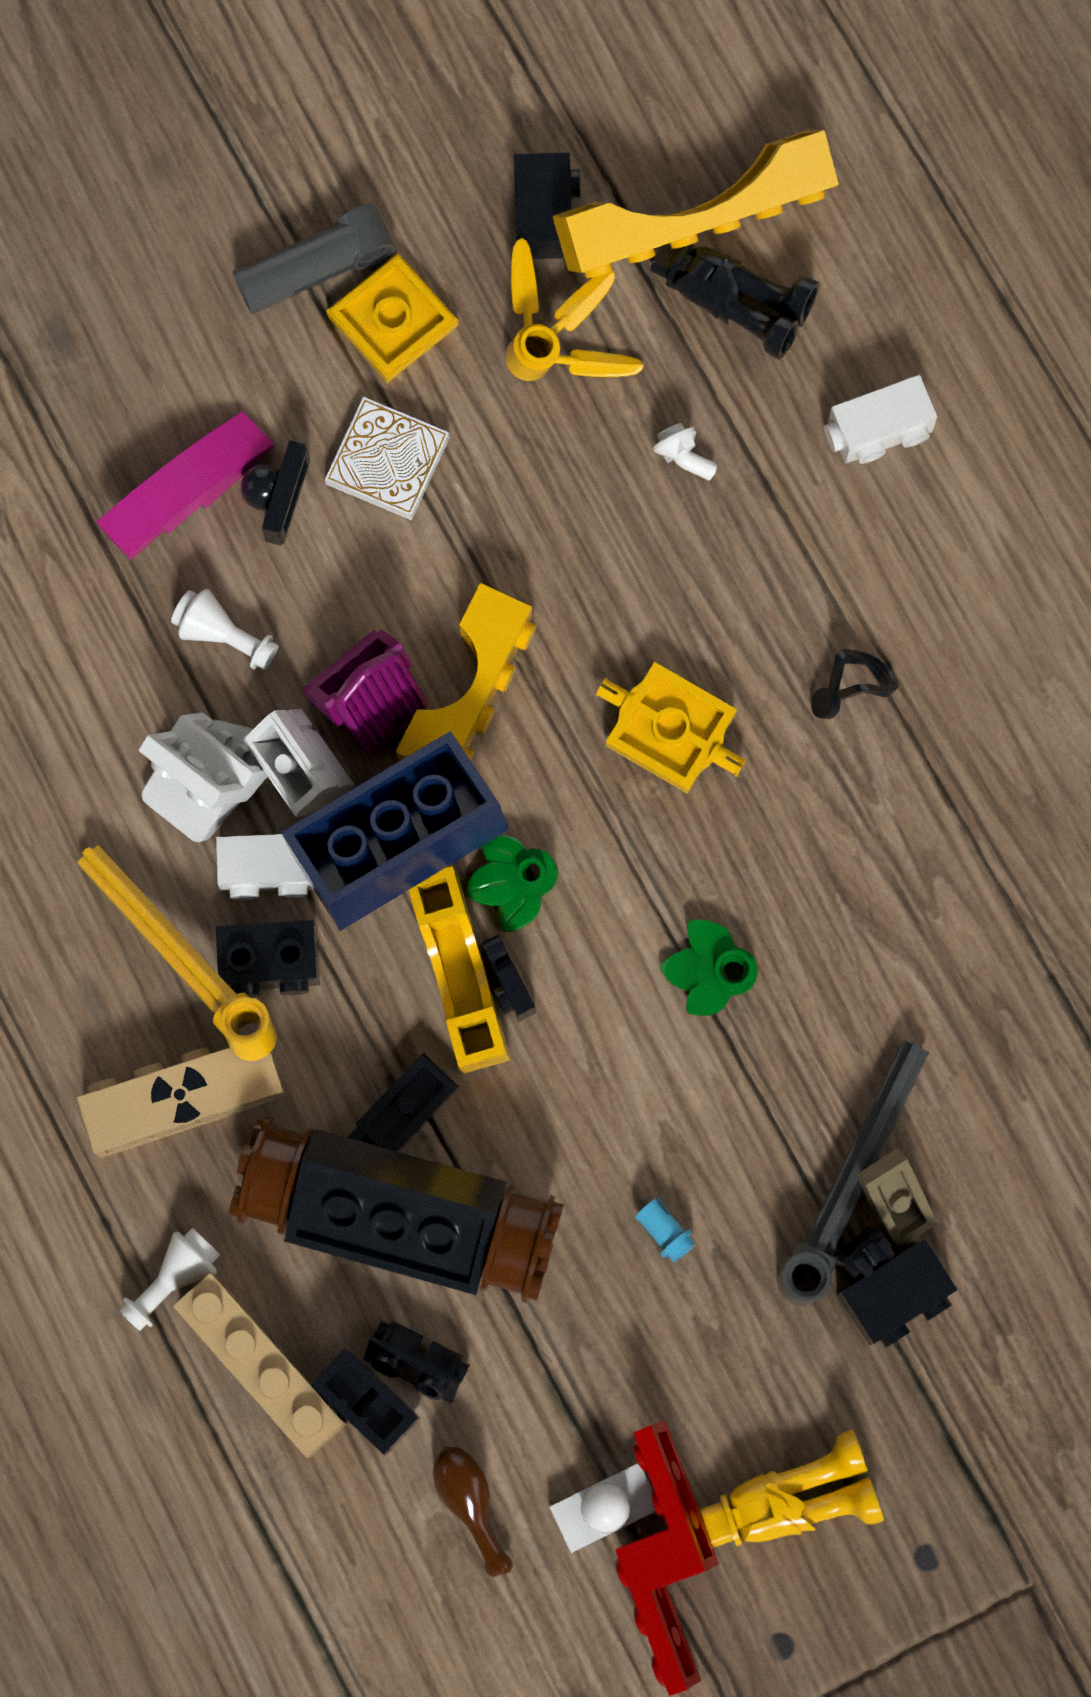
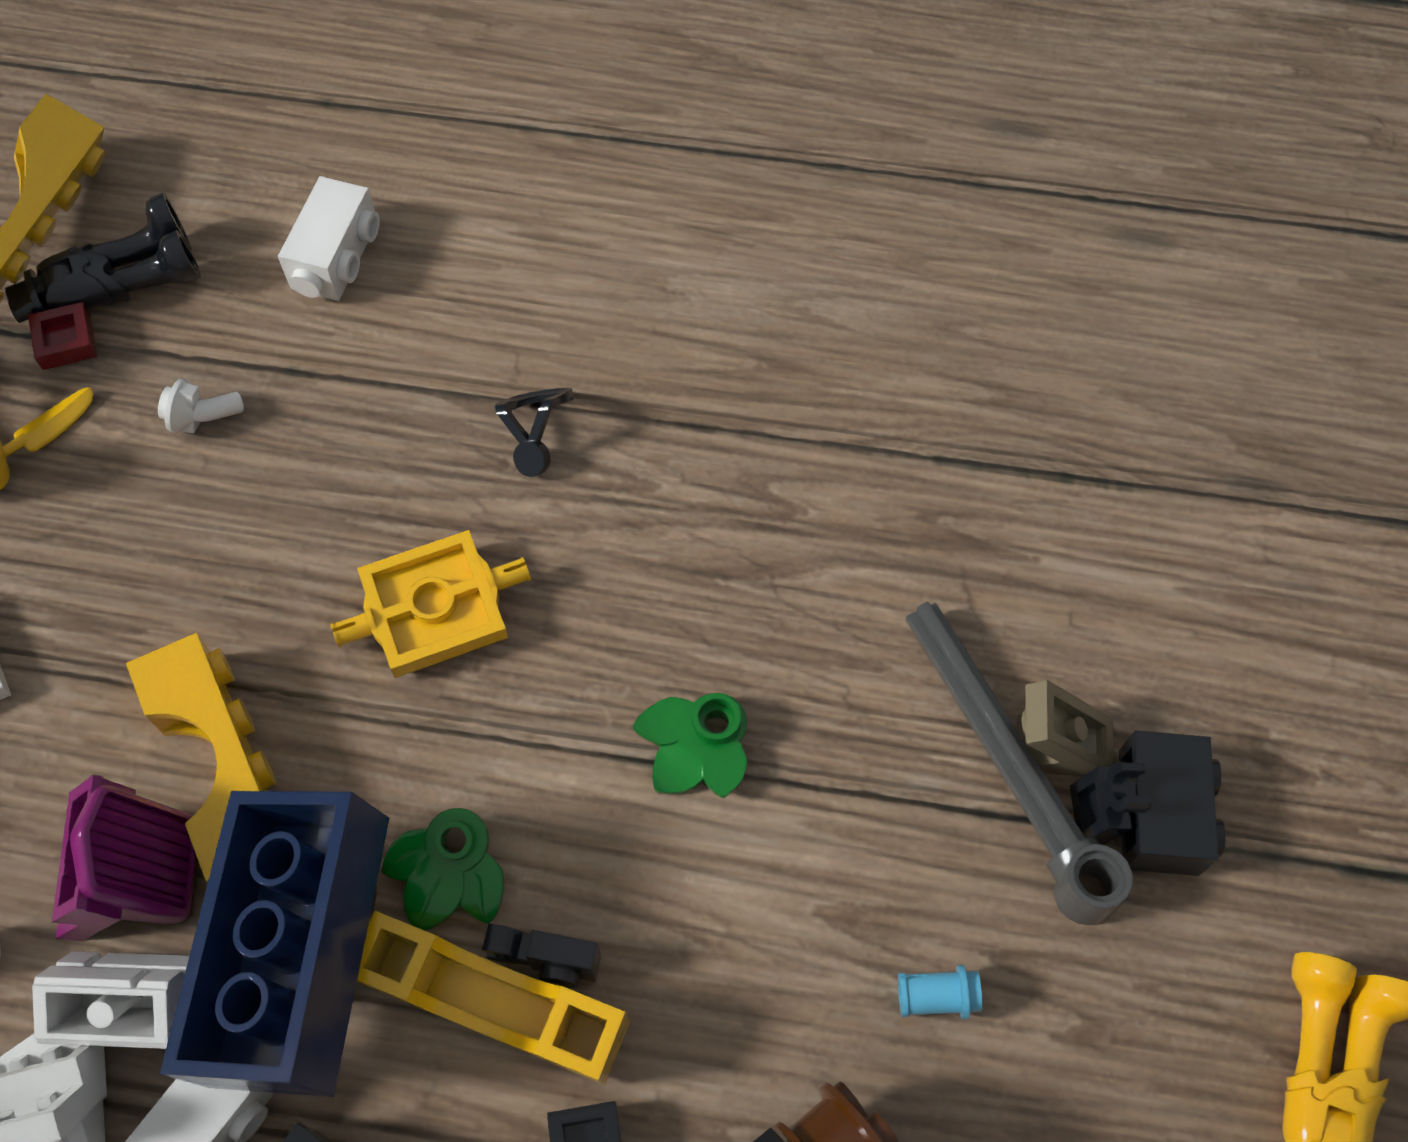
camera: 55 degrees left, 15 degrees down
(663, 312) = (62, 336): none -> dark red plate

